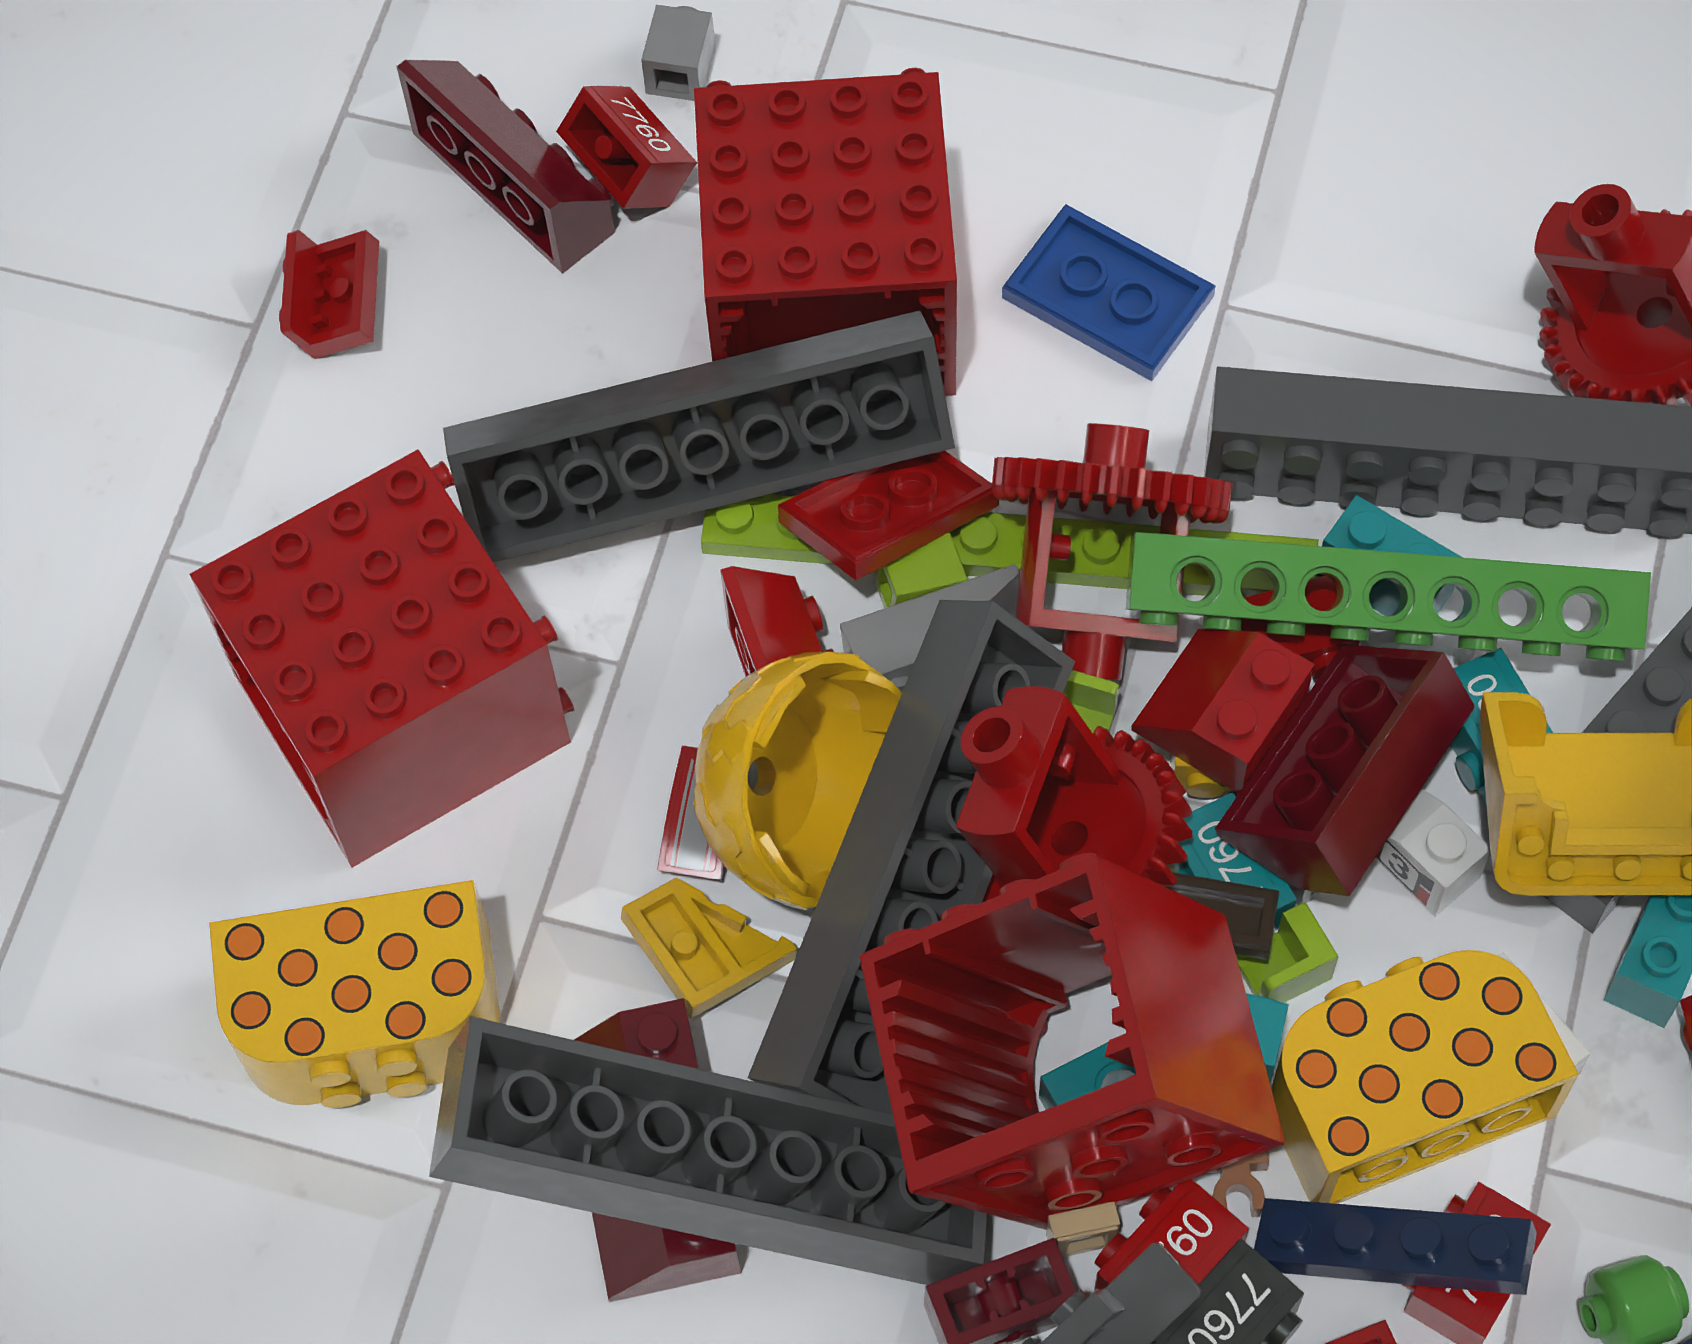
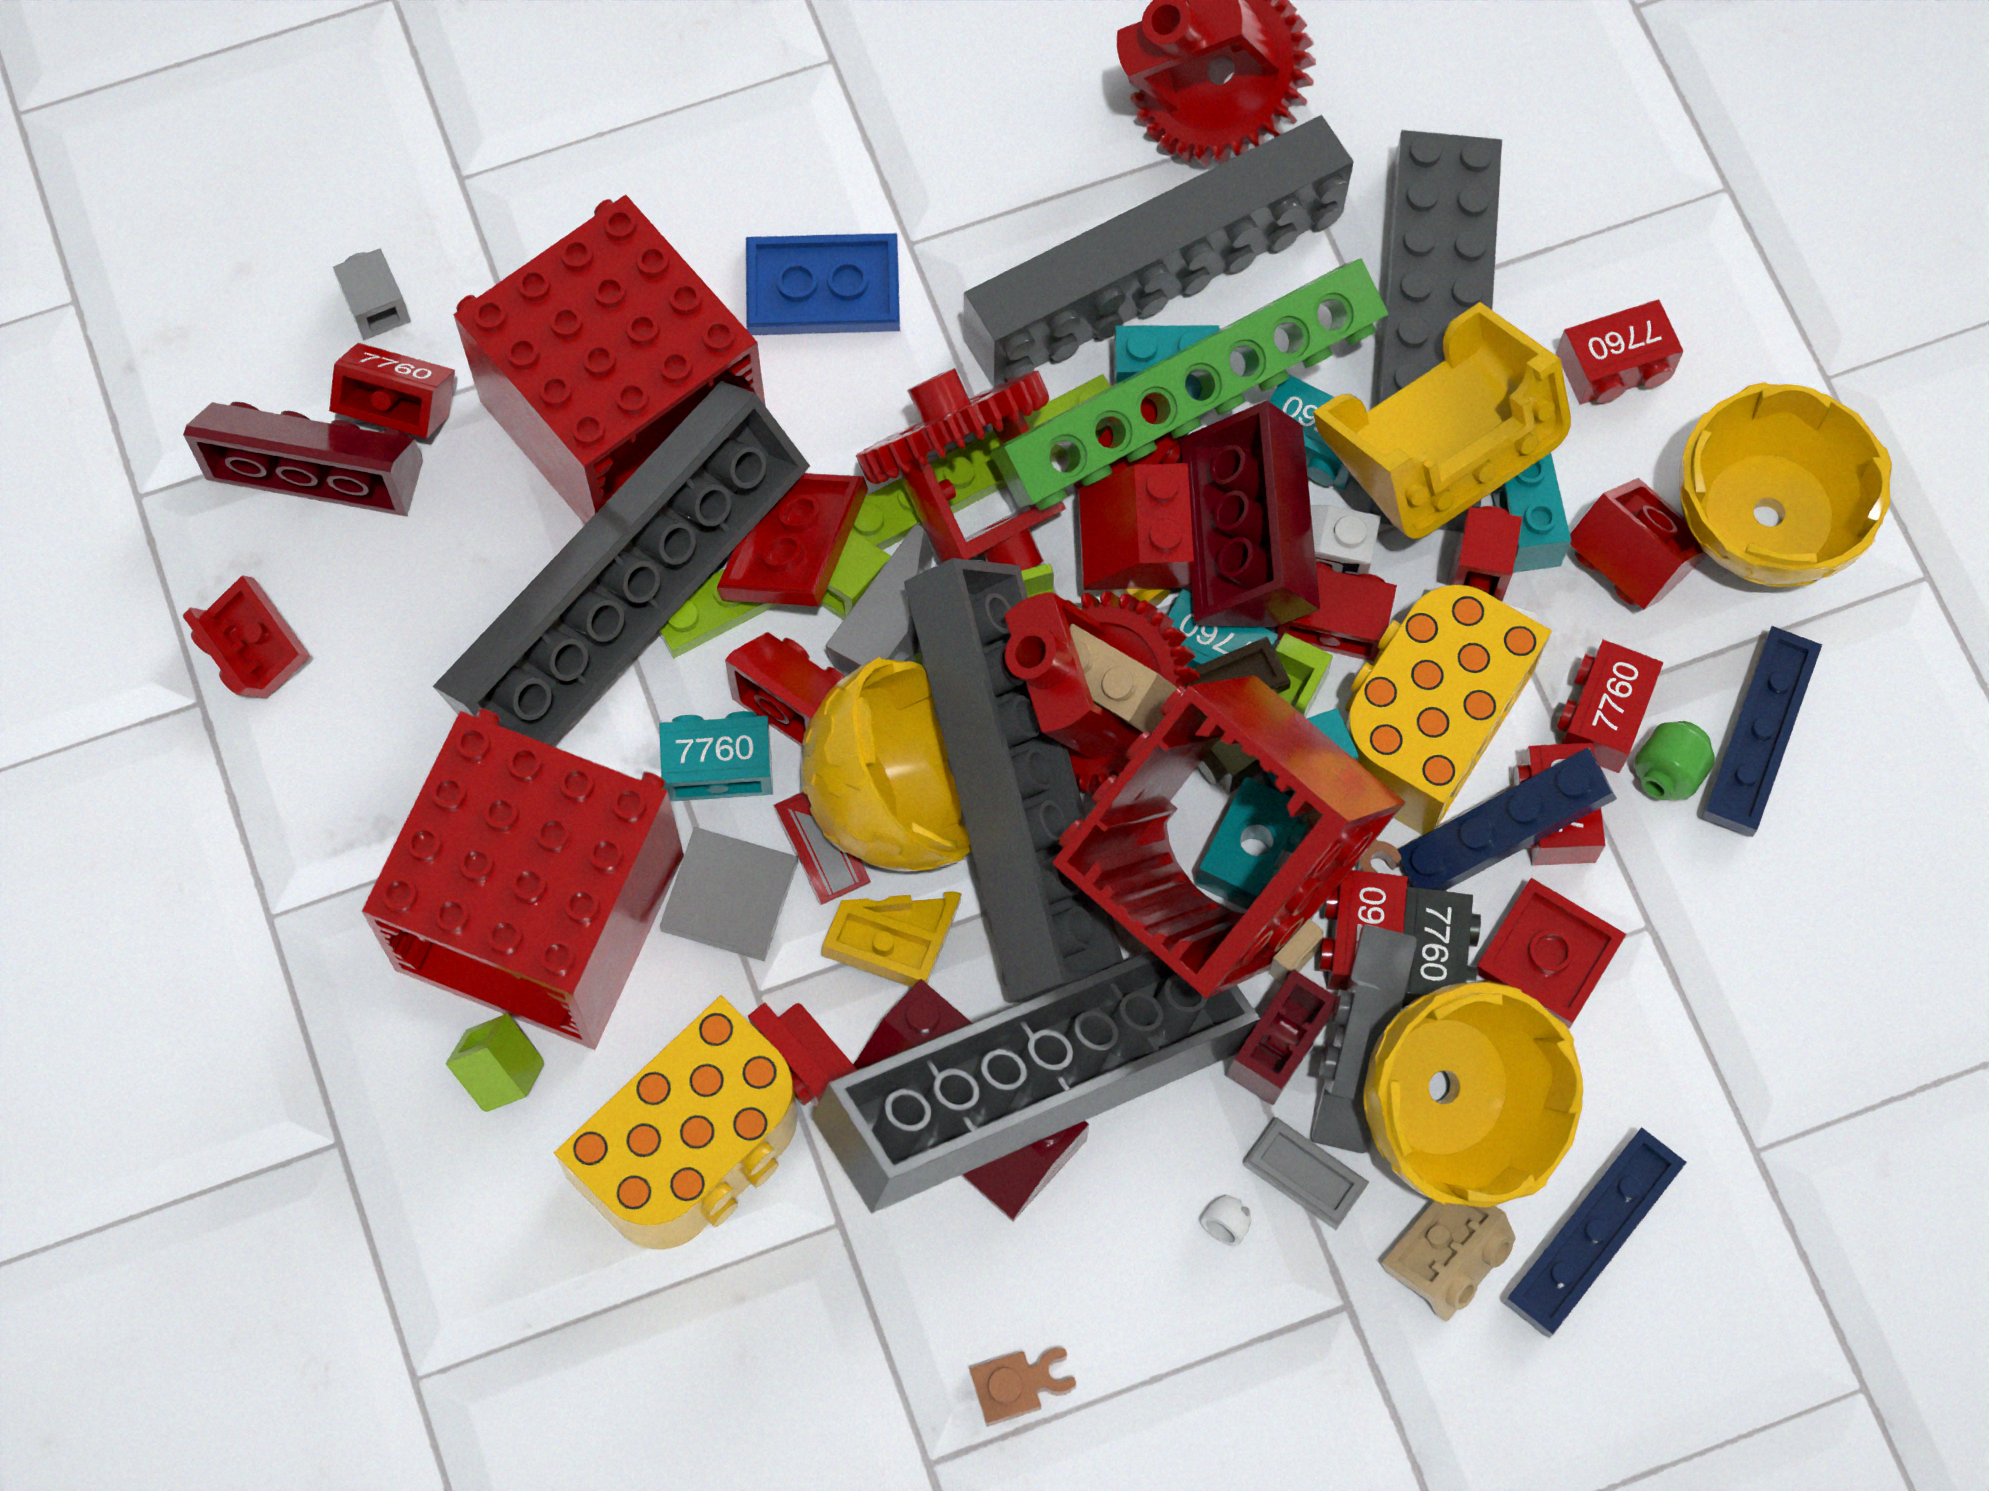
camera: 40 degrees left, 5 degrees up
(248, 816) = (495, 1063): none -> lime panel
(527, 983) = (806, 1048): none -> red bracket
(581, 803) = (729, 894): none -> light grey tile
(663, 666) = (716, 757): none -> teal brick
(1074, 815) = (1121, 682): none -> tan brick
(1385, 918) = (1350, 615): none -> red brick
(1576, 955) = (1486, 550): none -> red brick
(1606, 1199) = (1611, 702): none -> red brick

